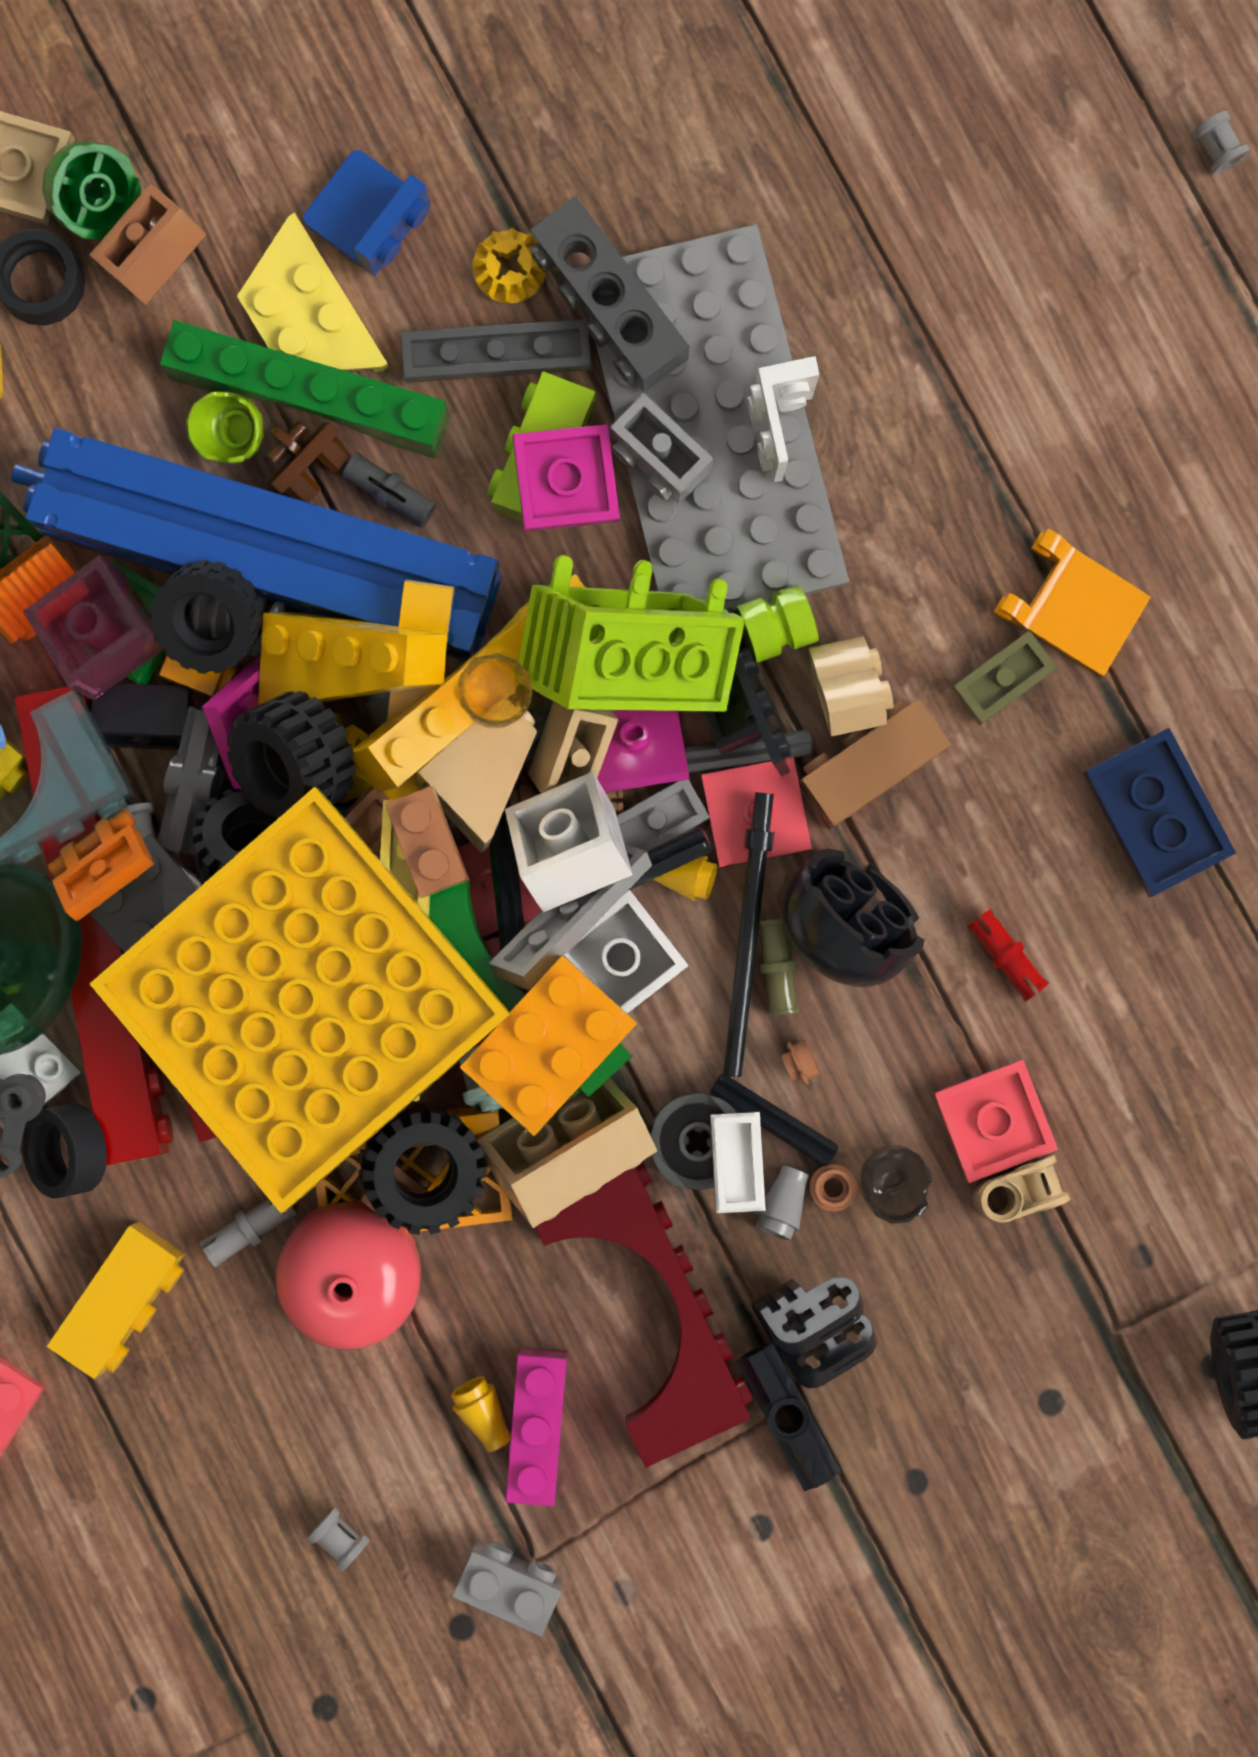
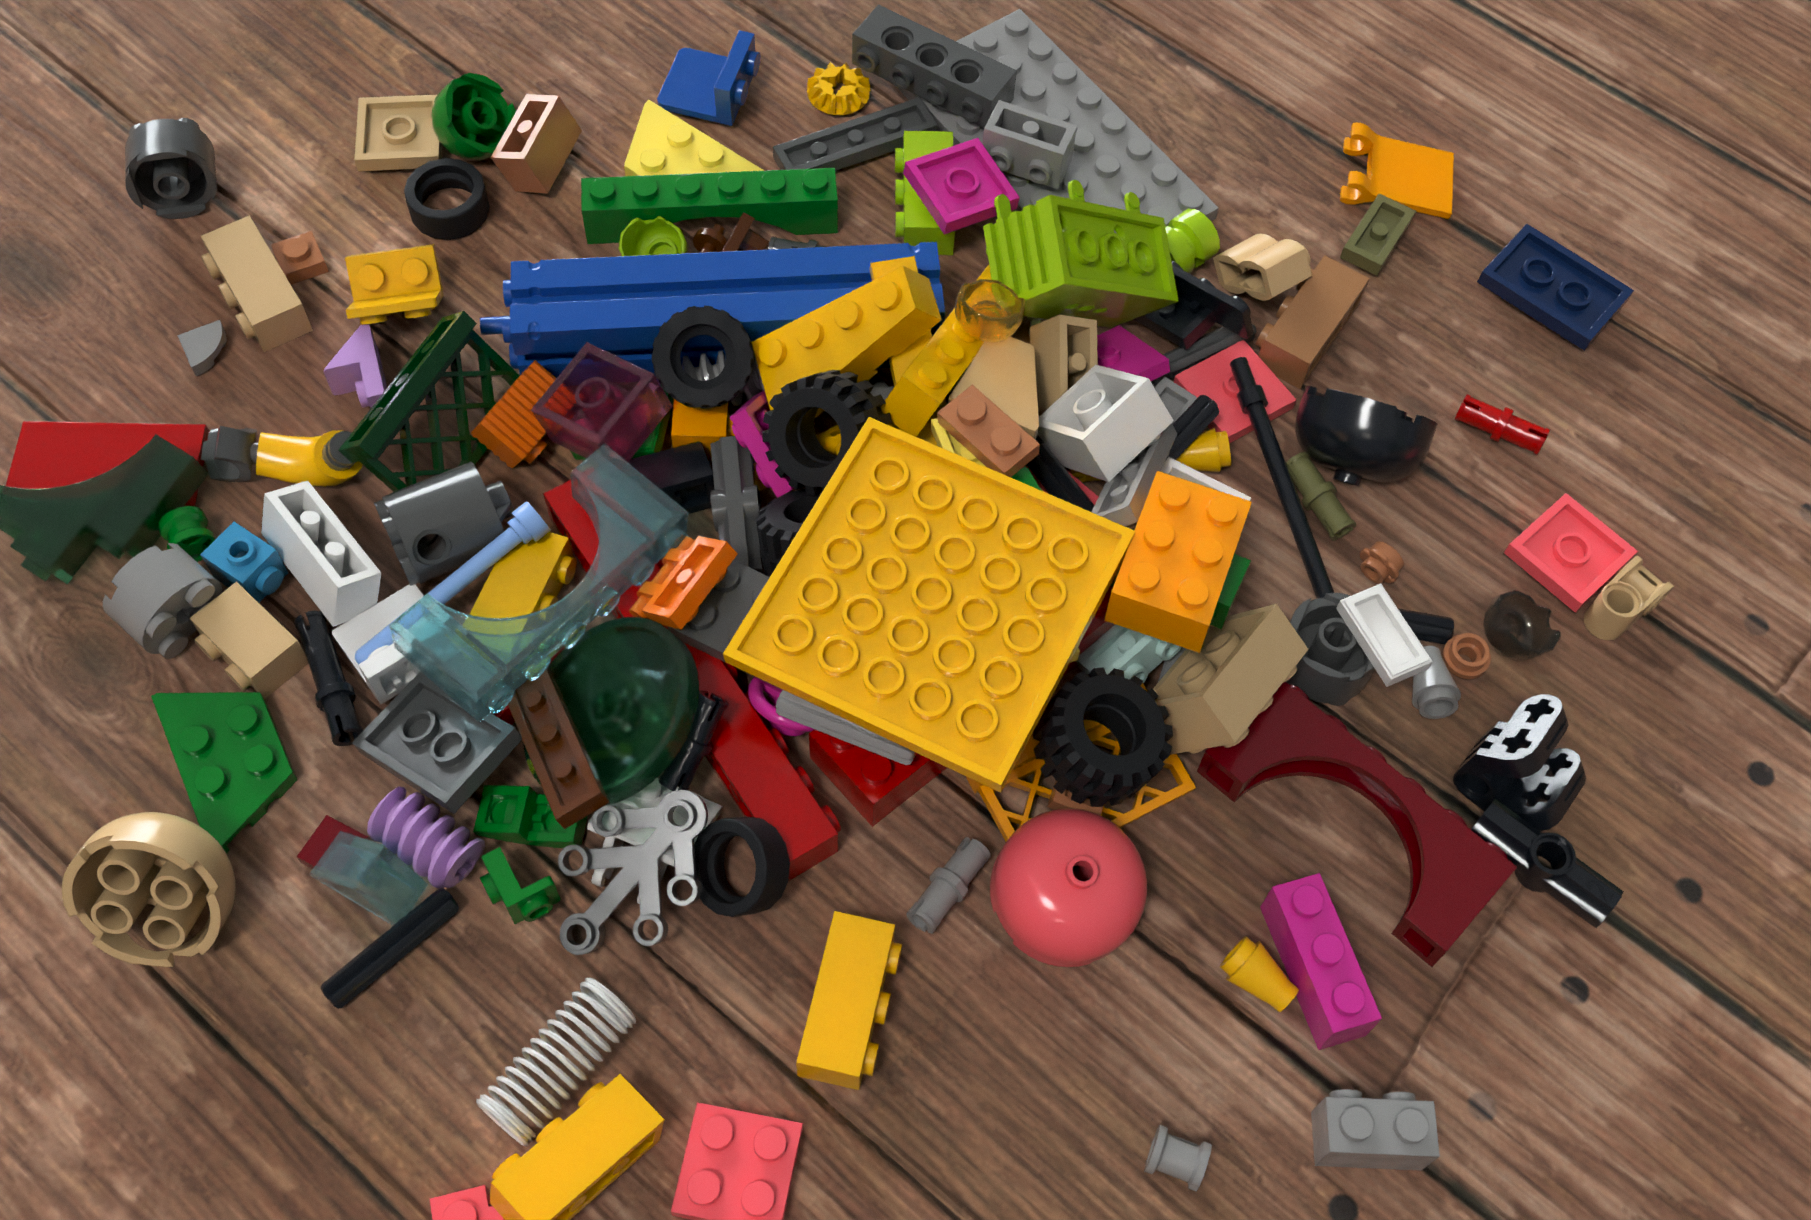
camera: 25 degrees left, 25 degrees down
(67, 1022) = (697, 744): none -> black pin
(783, 386) = (1106, 94): white bracket -> none

